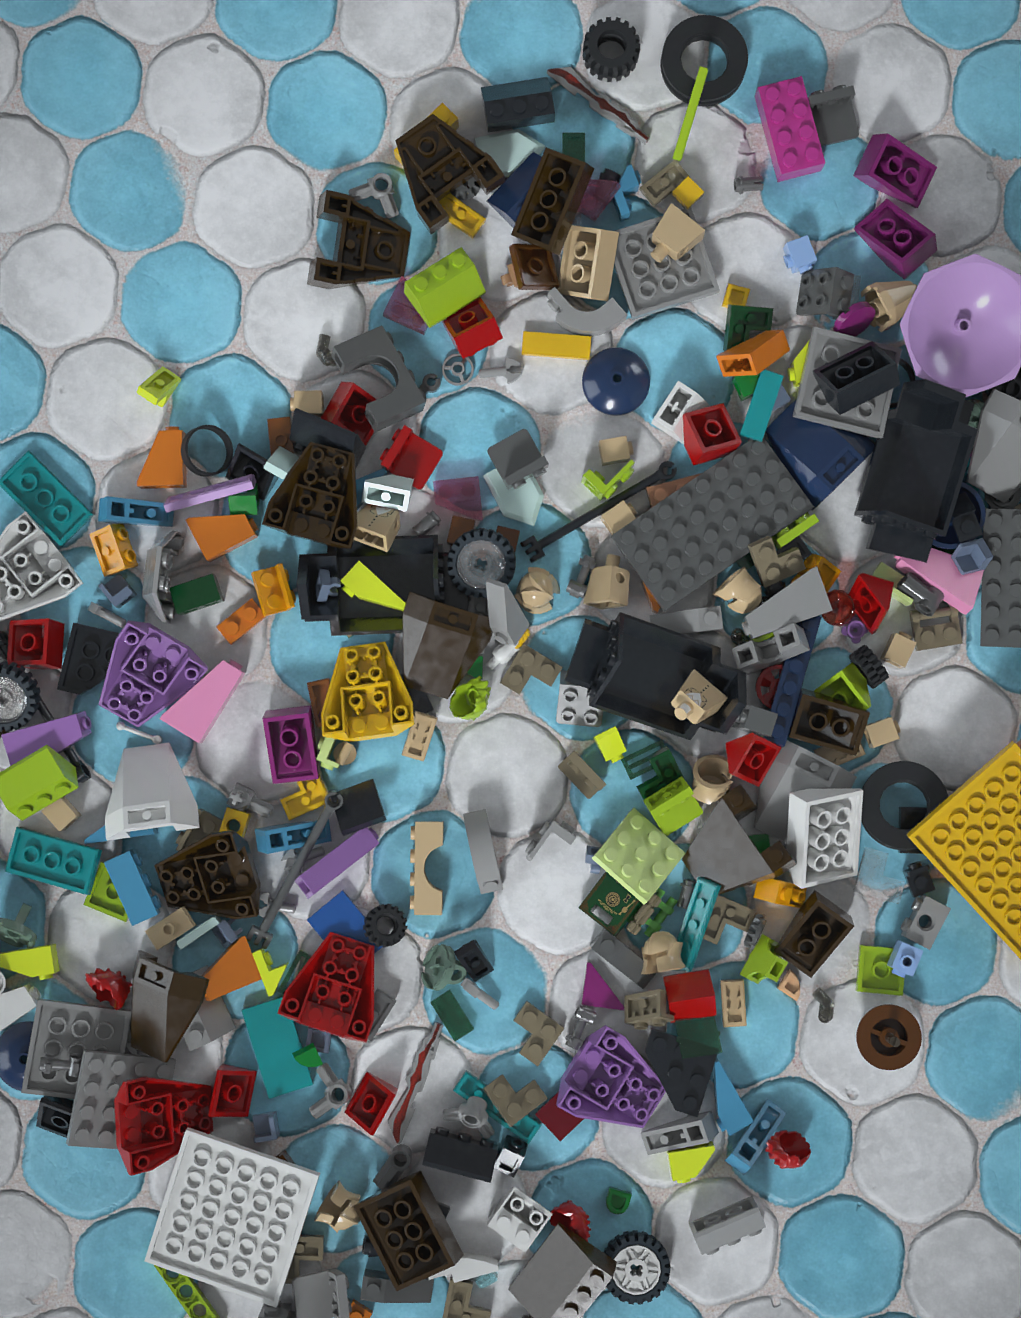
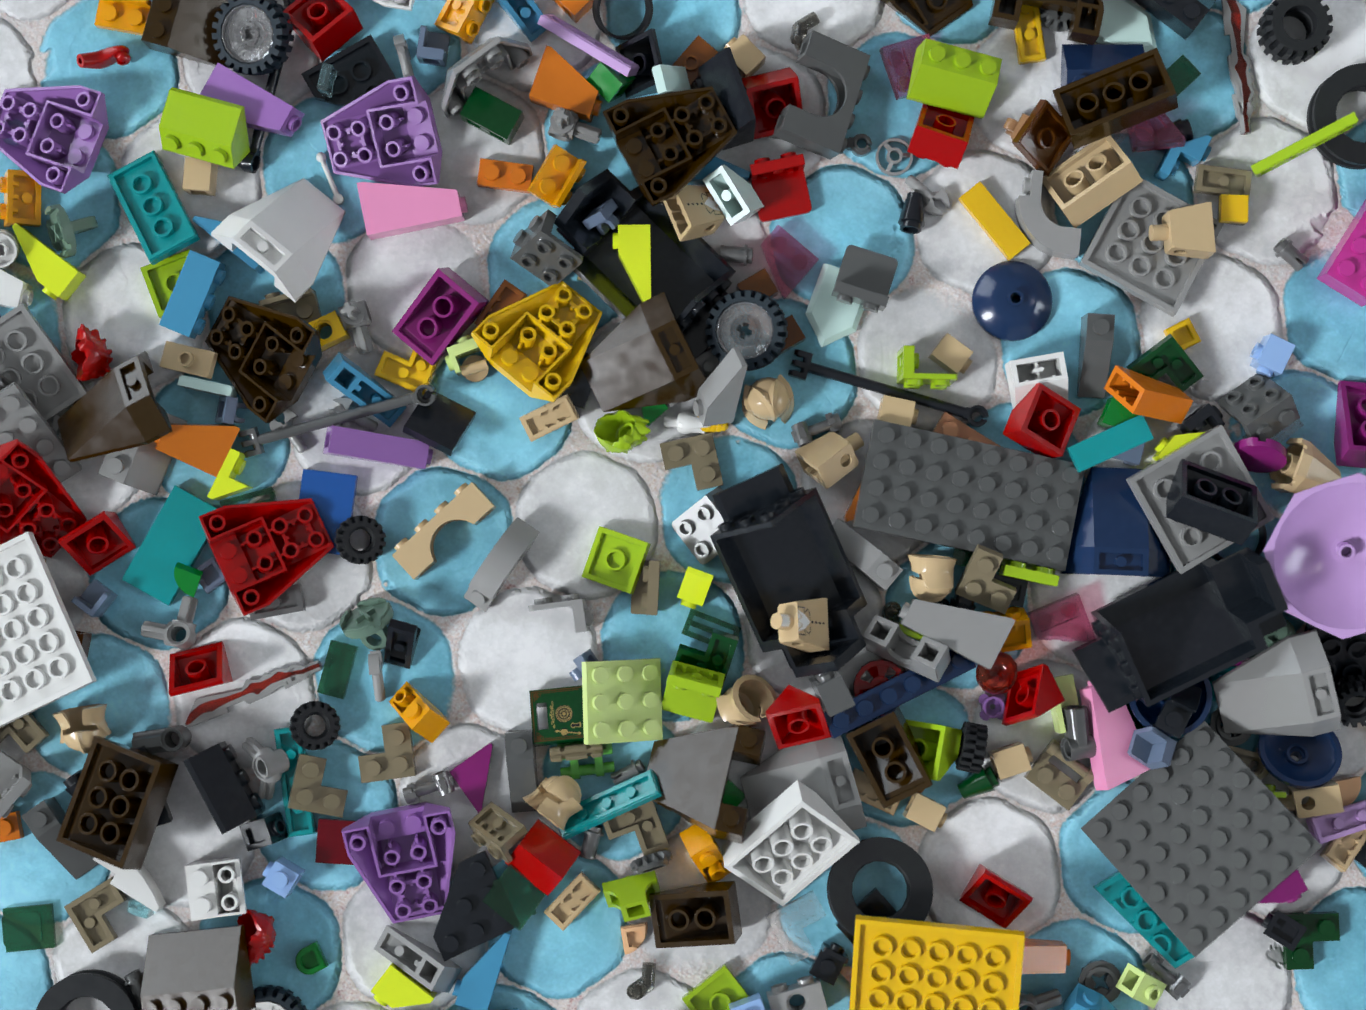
camera: 50 degrees right, 0 degrees up
(77, 677) = (327, 80): none -> clear light blue tile
(247, 554) = (566, 126): none -> light grey axle
(314, 643) = (543, 252): none -> dark grey bracket
(488, 1059) = (331, 725): none -> black tyre
(505, 392) = (912, 214): none -> black cone
(527, 989) = (419, 712): none -> light orange slope
(547, 777) = (616, 560): none -> lime tile
(550, 1170) = (282, 876): none -> light blue brick
(697, 362) = (1095, 354): none -> dark grey slope
(708, 957) = (591, 842): none -> flat silver pin
(796, 339) = (1196, 419): none -> black bracket
(842, 537) = (1062, 621): none -> clear pink wing
(894, 683) = (979, 783): none -> dark green cone
(973, 738) = (994, 897): none -> red slope

